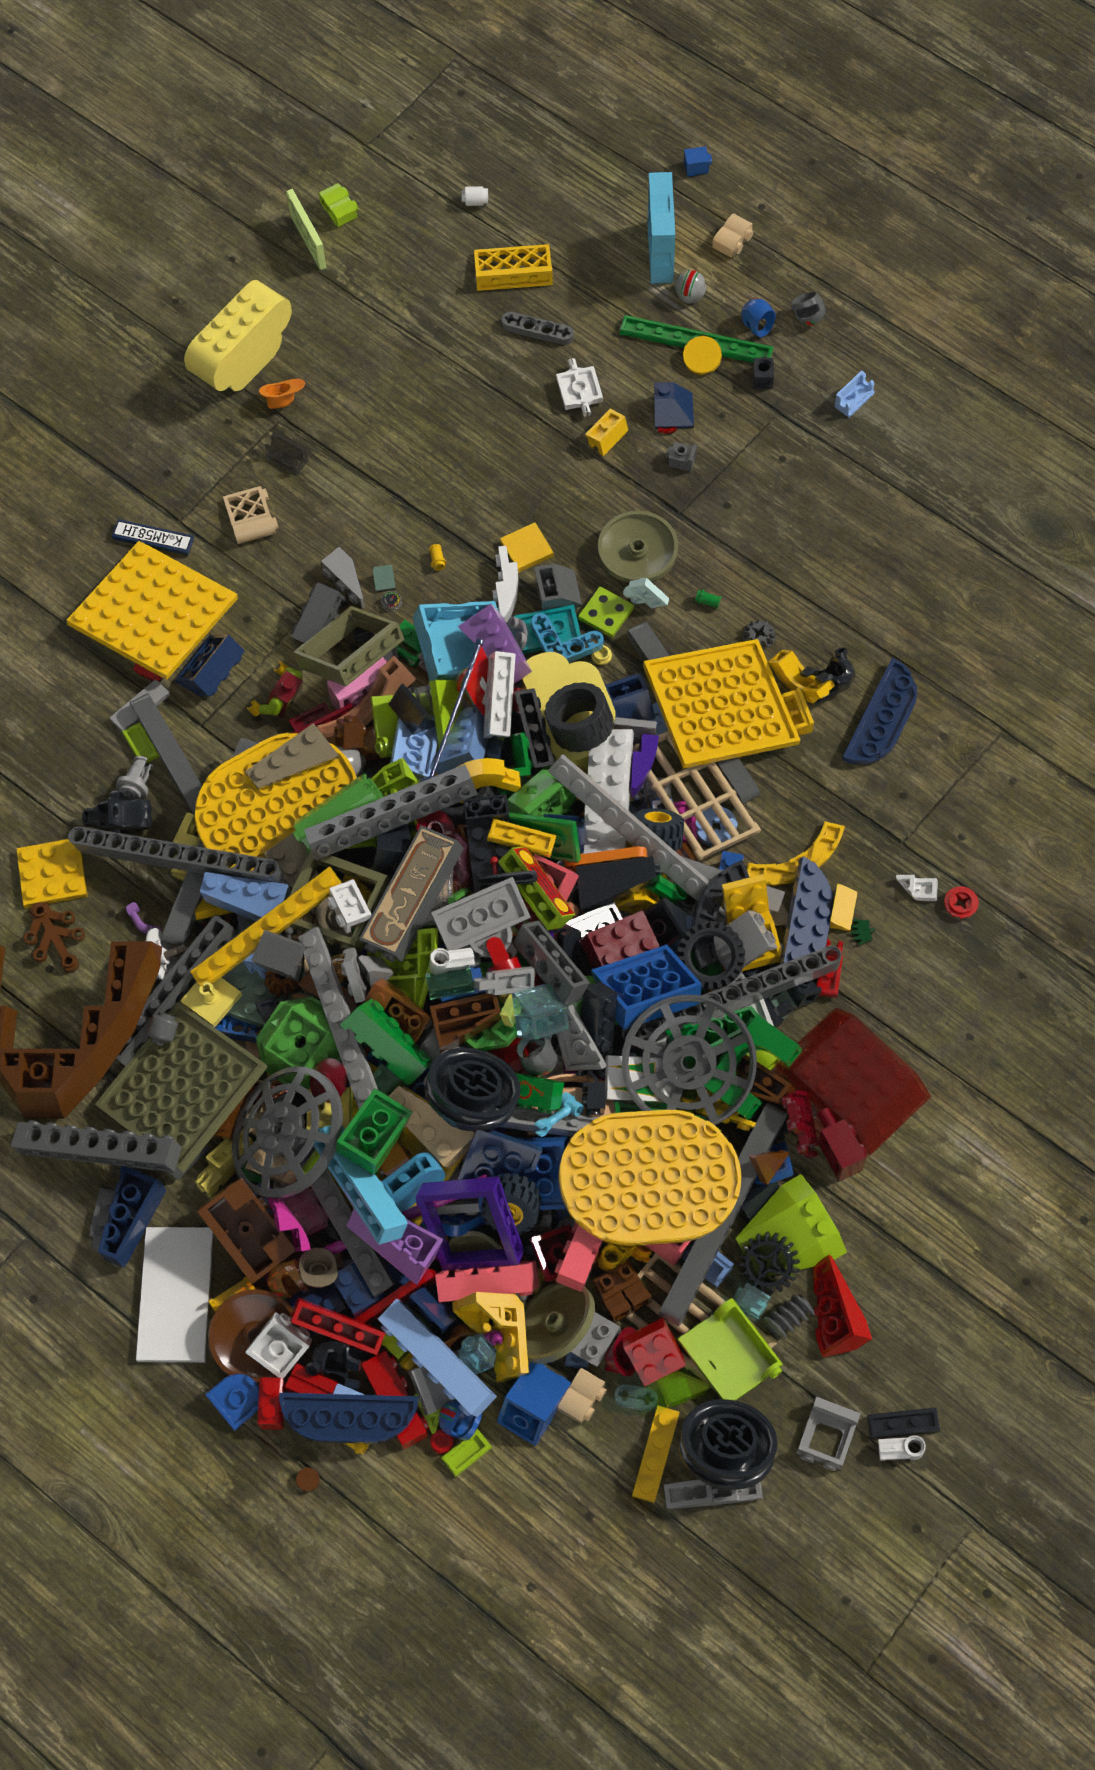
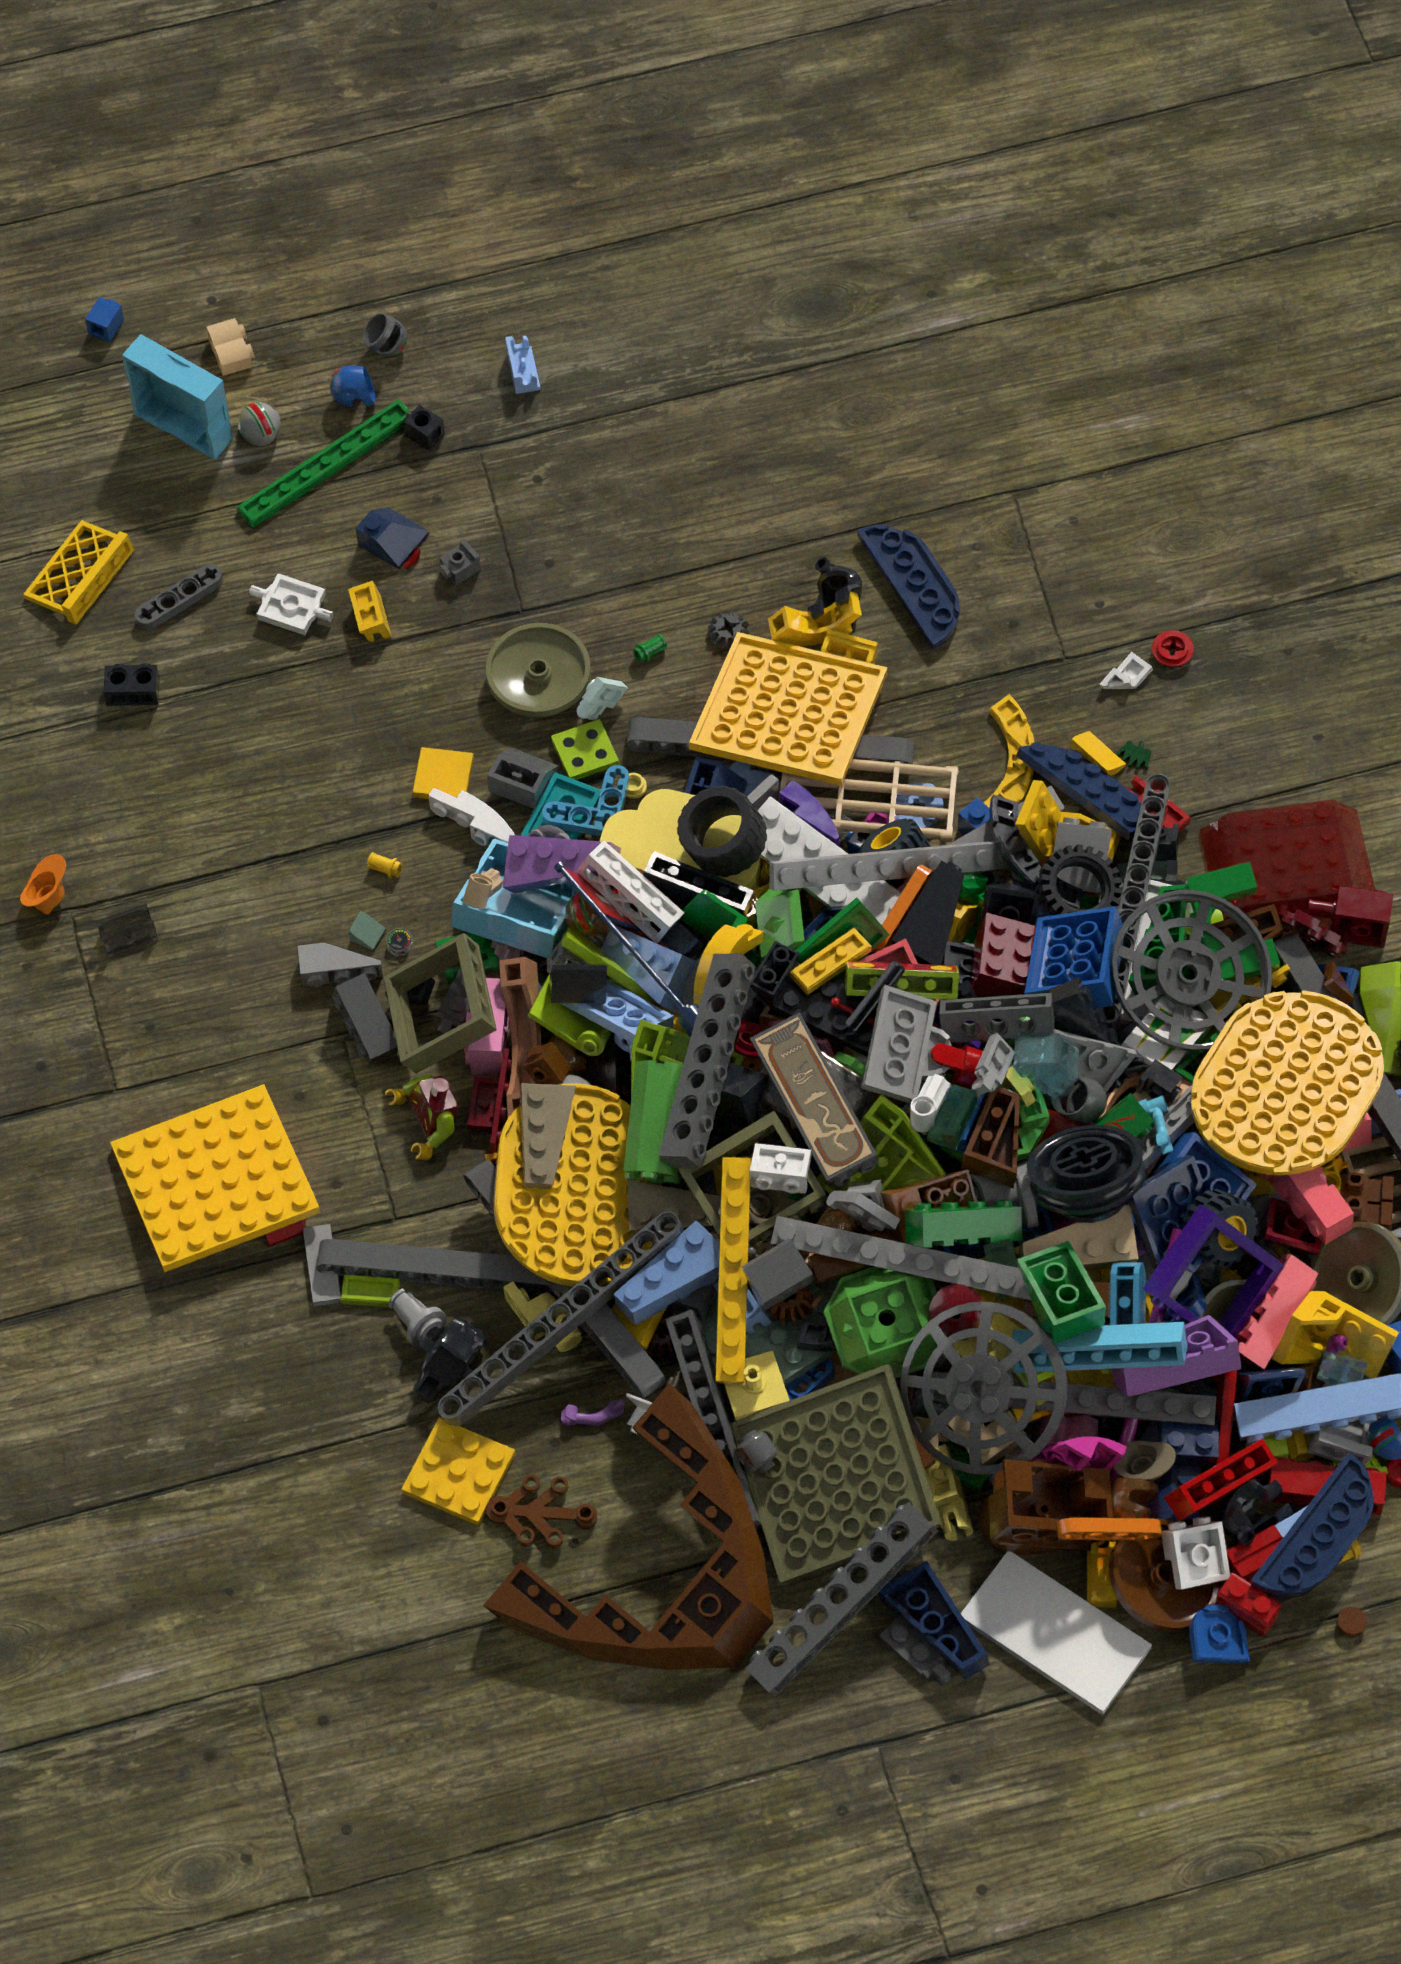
camera: 55 degrees left, 5 degrees down
(153, 537) = (116, 1125): tile -> none
(210, 665) = (332, 1161): dark blue slope -> none
(247, 1277) = (1109, 1529): none -> orange beam
(252, 525) = (192, 1016): tan piece -> none
(440, 612) = (481, 888): none -> tan piece
(455, 344) = (131, 690): none -> black brick
(702, 355) = (353, 467): yellow tile -> none

